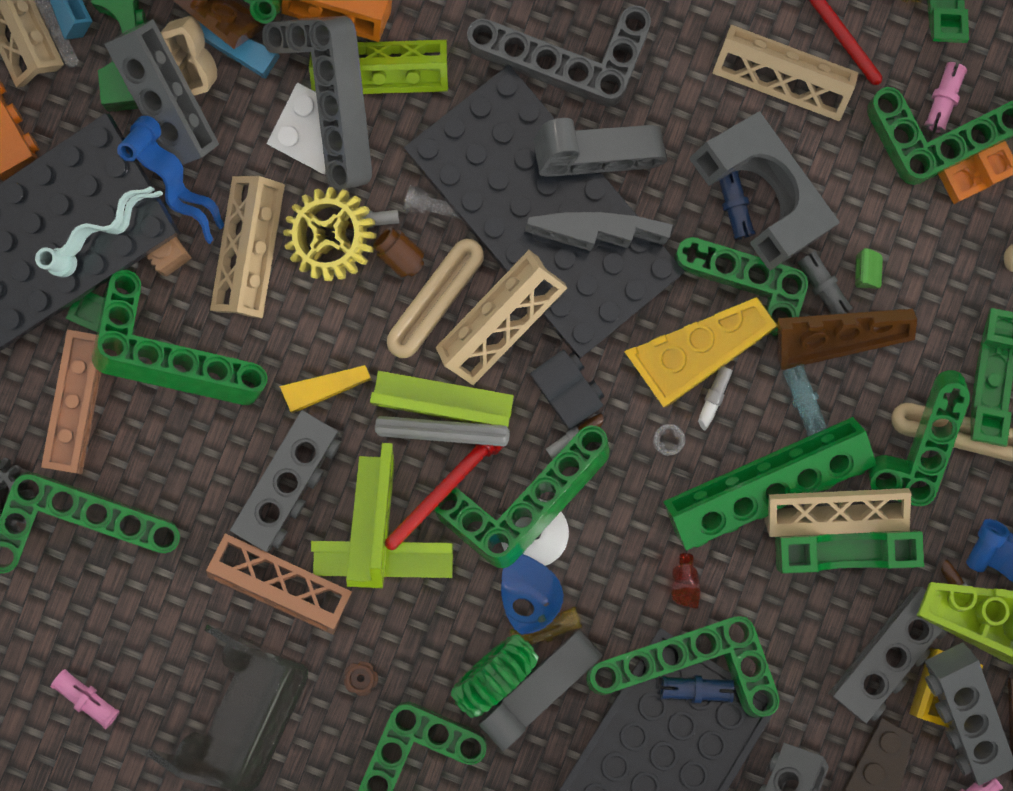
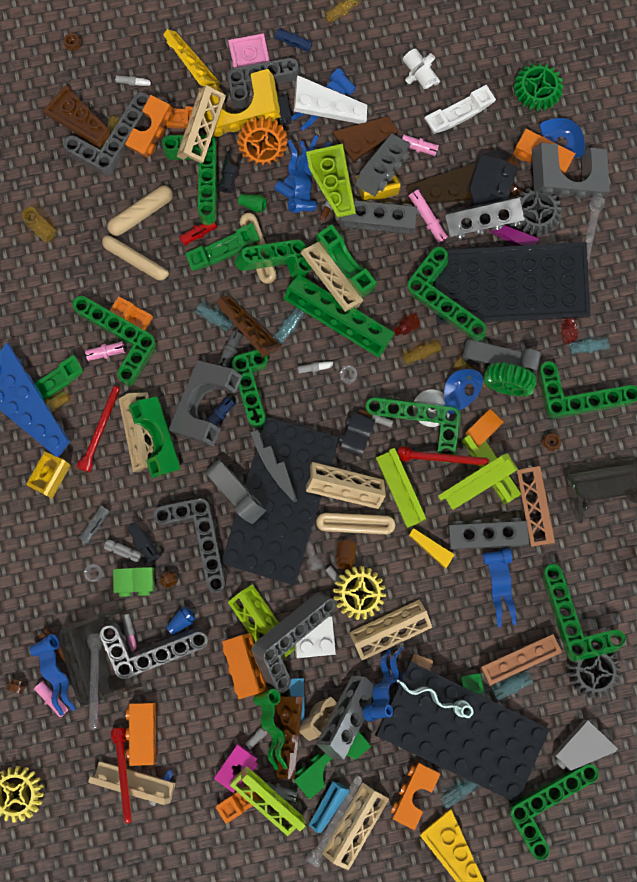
camera: 125 degrees left, 5 degrees down
(47, 367) = (512, 686): none -> clear light blue pin
(165, 355) = (471, 629): green beam -> none
(206, 455) = (501, 581): none -> blue flag
(442, 431) = (415, 478): light grey axle -> none
(449, 589) = (484, 427): none -> orange slope
(629, 574) = (421, 352): none -> clear yellow pin
(692, 354) = (301, 387): yellow wing -> none
(697, 689) = (453, 288): dark blue pin -> none
(720, 77) = (150, 416): none -> green arch
(841, 733) = (428, 216): none -> bright pink pin
(868, 269) = (209, 335): bright green slope -> none
(894, 292) = (213, 317): none -> clear light blue pin

